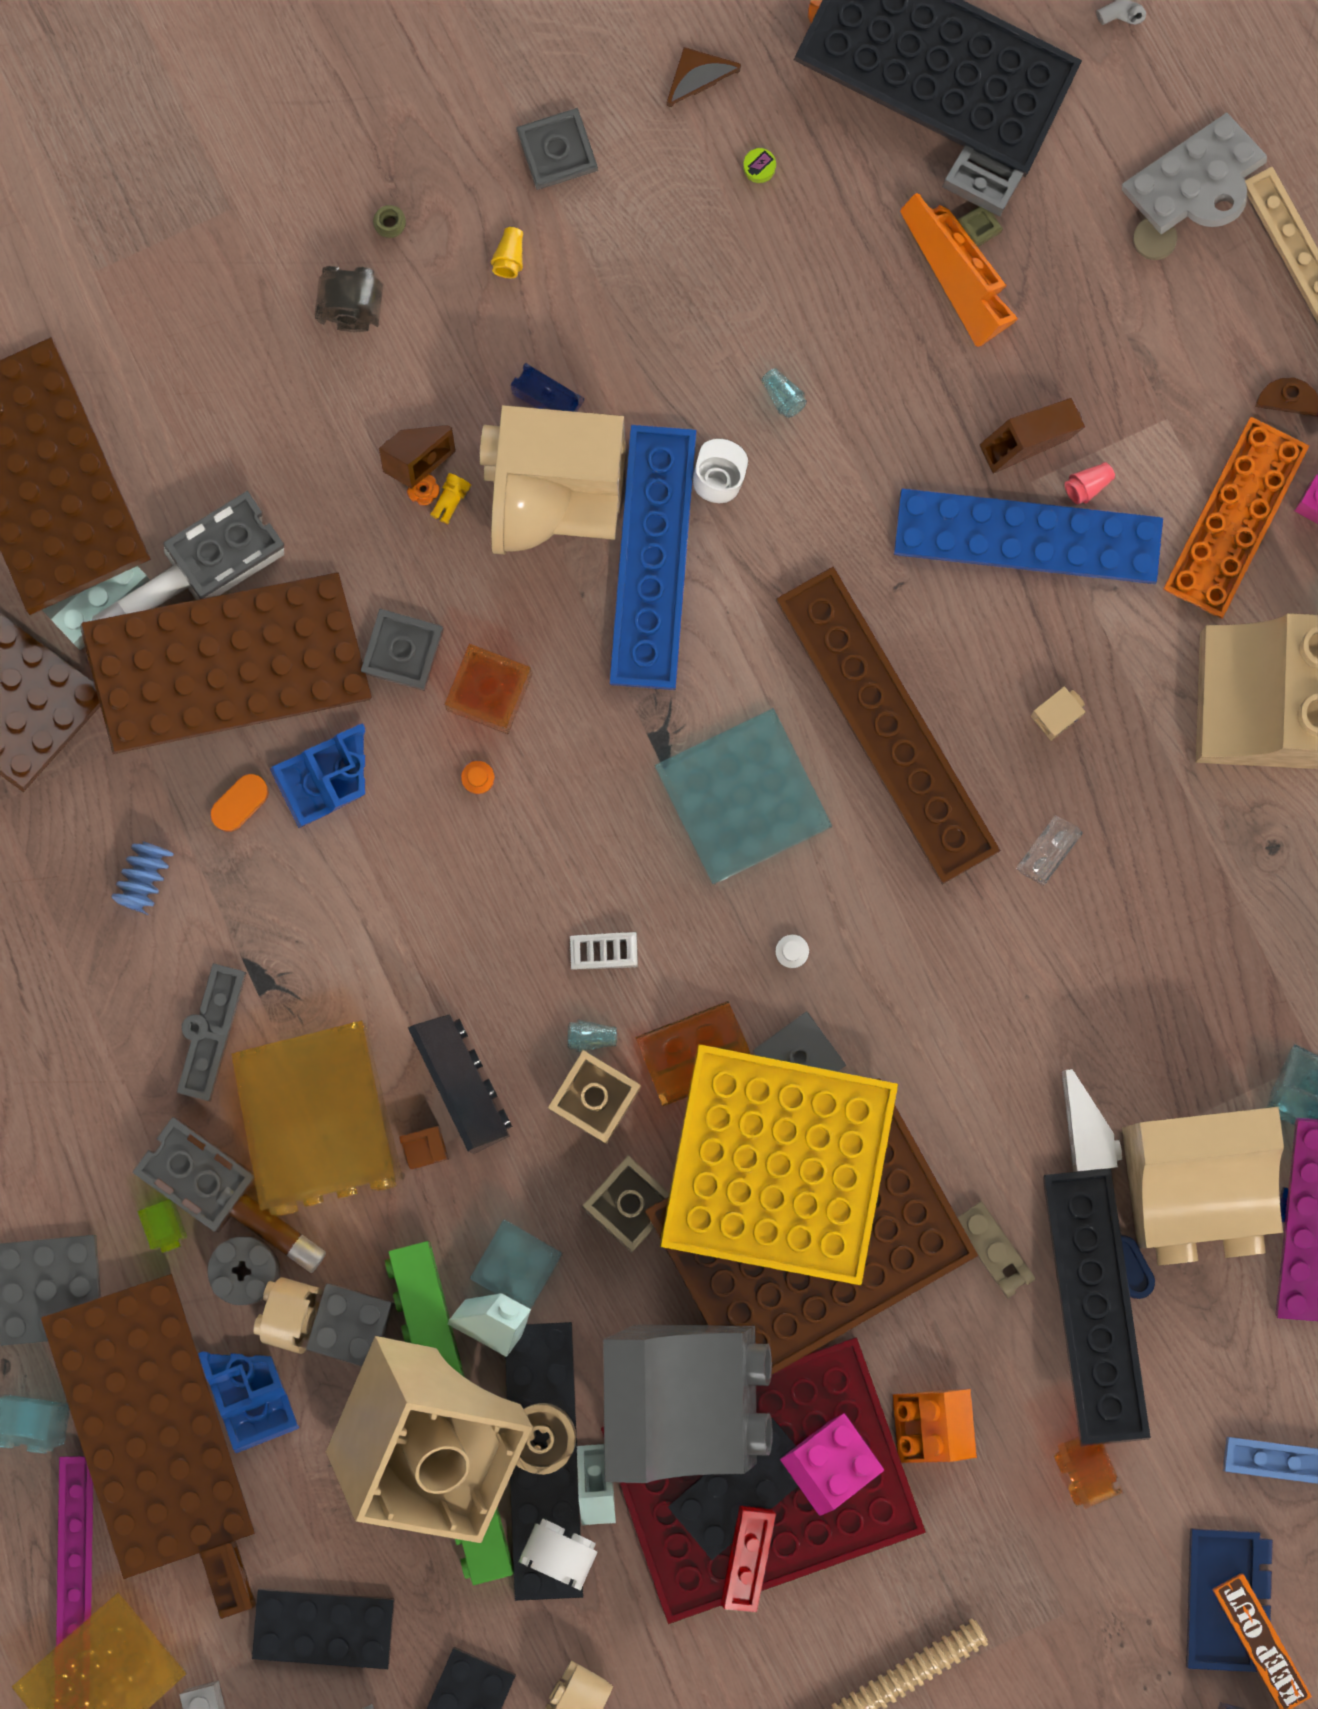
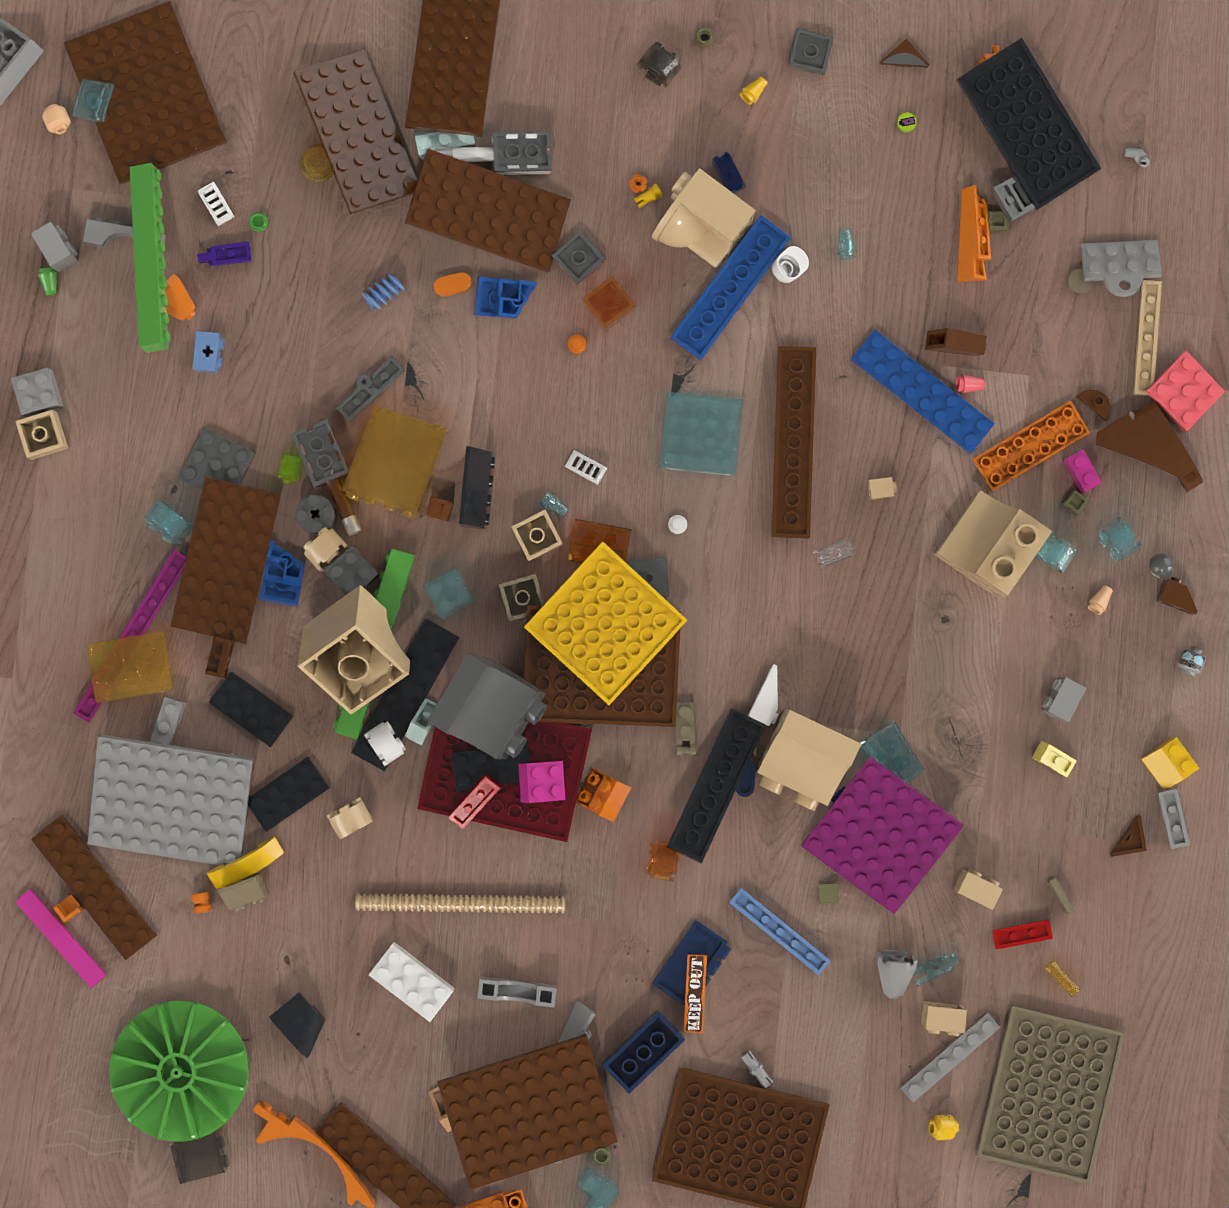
camera: 25 degrees right, 5 degrees up
(416, 453) = (645, 163): reddish brown slope -> none
(492, 1321) = (421, 612): light aqua slope -> none
(560, 1444) = (417, 691): tan brick -> none

